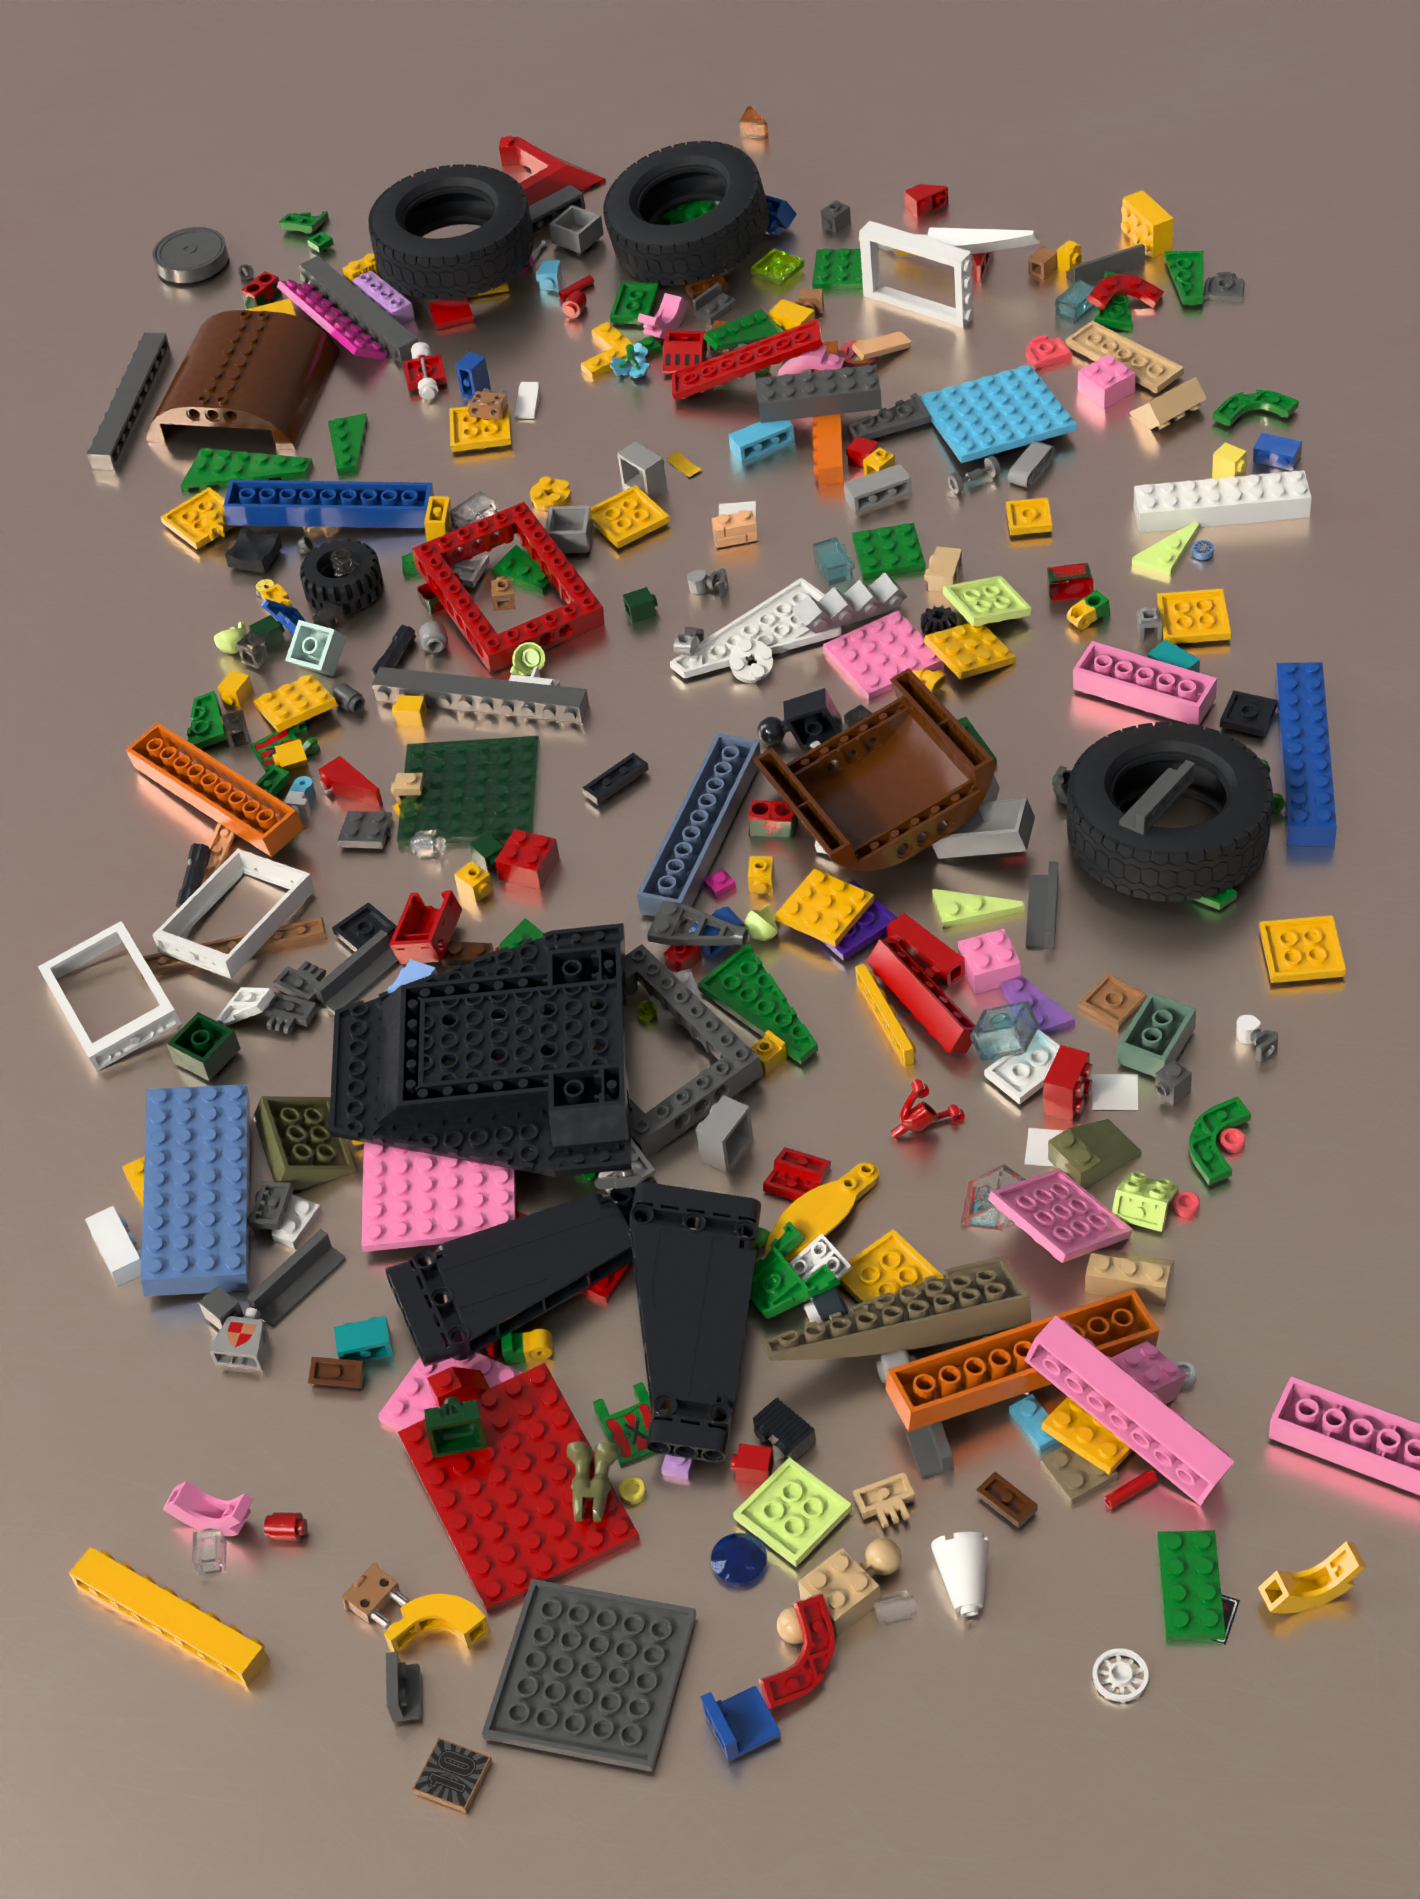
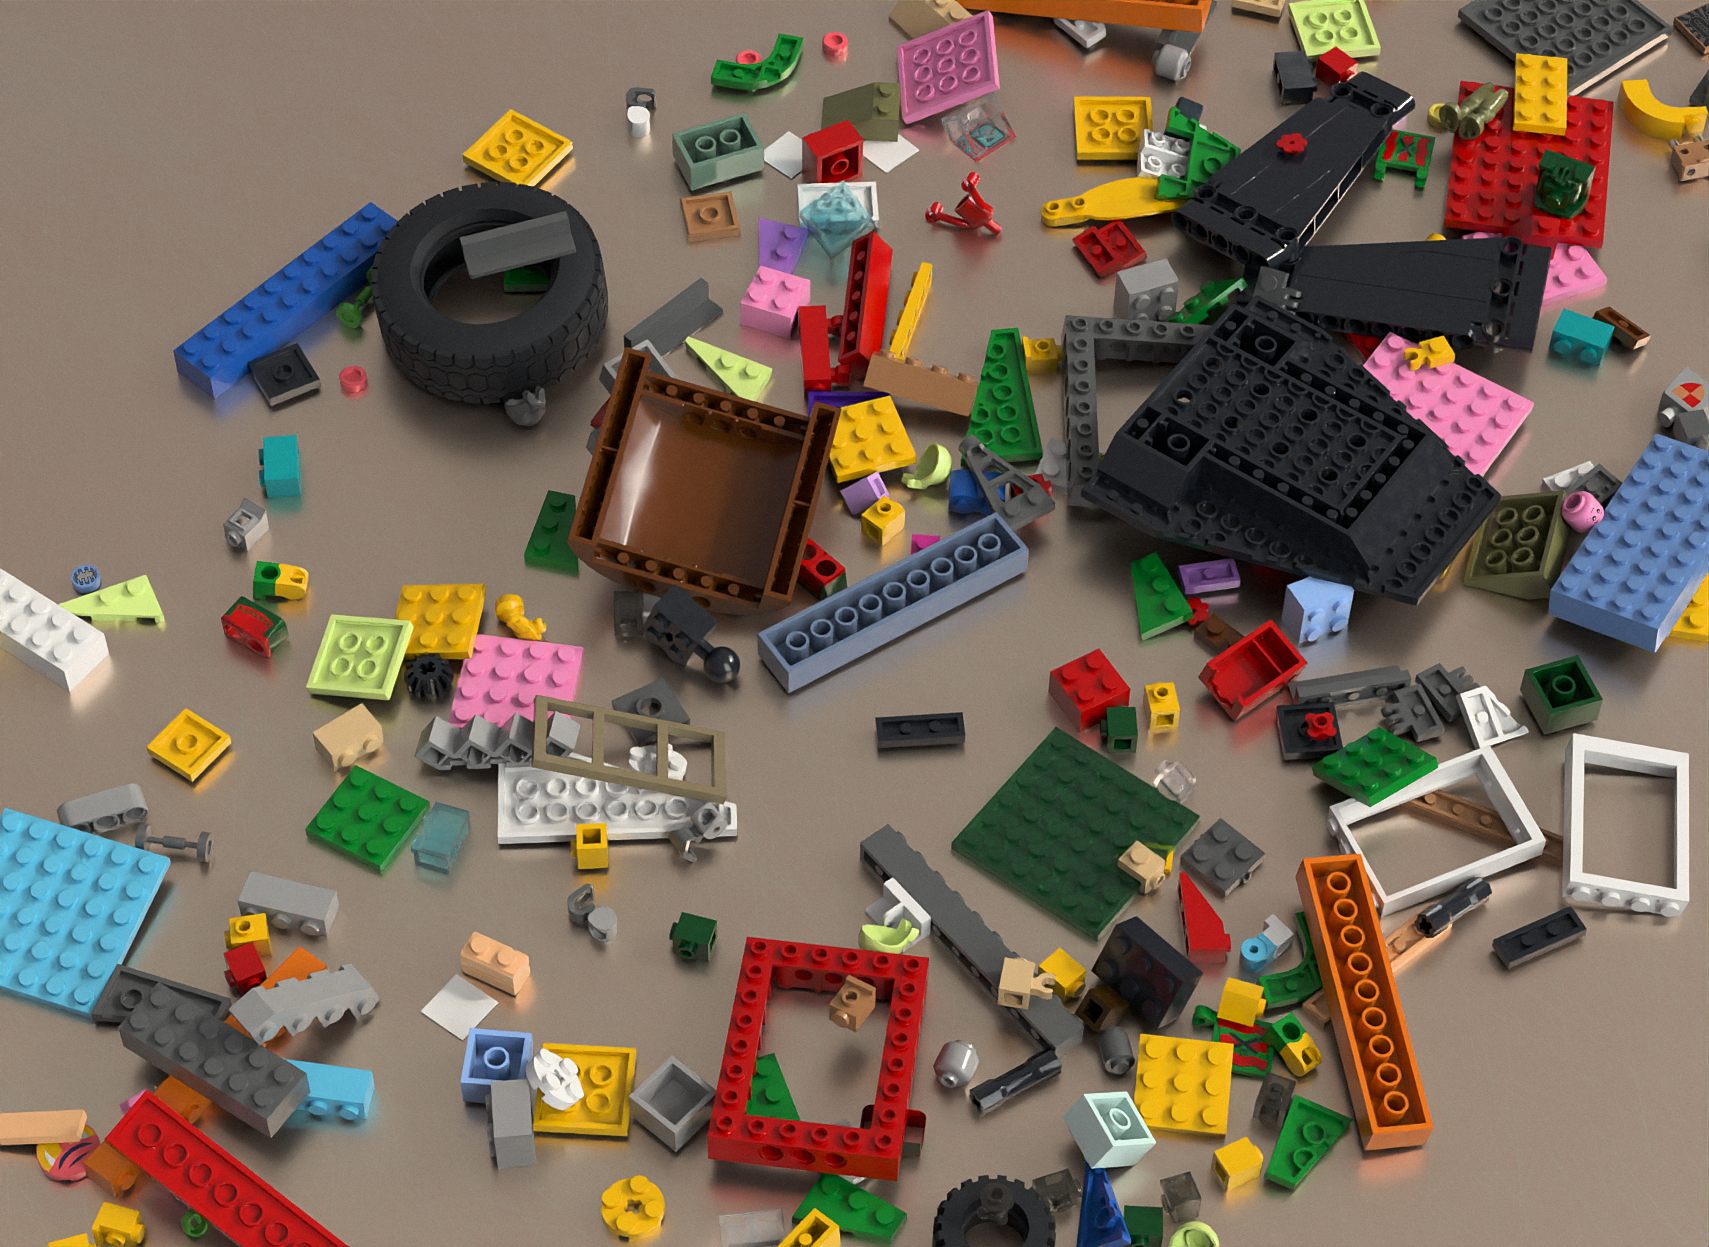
camera: 150 degrees left, 5 degrees up
(131, 902) = (1539, 937): none -> black plate
(245, 756) = (1293, 1045): none -> leg
(262, 1164) = (1582, 511): none -> bright pink head
(295, 1278) = (1606, 431): dark grey panel -> none
(297, 915) = (1374, 766): none -> green plate
(354, 725) = (1147, 971): none -> black brick
(355, 923) = (1320, 732): none -> red plate
(370, 705) = (1101, 1008): none -> dark brown brick
(422, 669) = (1019, 984): none -> tan brick
(464, 1221) = (1433, 352): none -> yellow plate
(551, 1551) = (1540, 94): none -> yellow plate
(625, 484) = (555, 1079): none -> white plate
(679, 489) = (492, 1058): none -> light blue brick
(679, 1161) = (1210, 296): none -> green wing
(683, 464) = (439, 1135): yellow sticker -> none
(709, 1307) = (1292, 143): none -> red plant
(738, 1558) = (1398, 29): clear blue dish -> none
(740, 599) = (590, 846): none -> yellow brick
(763, 600) = (597, 770): none -> dark tan door
(775, 692) = (655, 692): none -> dark grey piece
(788, 882) = (864, 493): none -> lavender panel
(797, 442) = (298, 1002): none -> light grey brick
(821, 962) = (921, 383): none -> medium nougat brick
(963, 1305) = (1101, 68): dark tan wedge -> none
(1144, 683) = (337, 456): bright pink brick -> none
(1144, 1200) = (860, 58): yellowish green bracket -> none
(1173, 1082) = (751, 107): dark grey brick -> none
(1194, 616) = (193, 506): yellow plate -> none

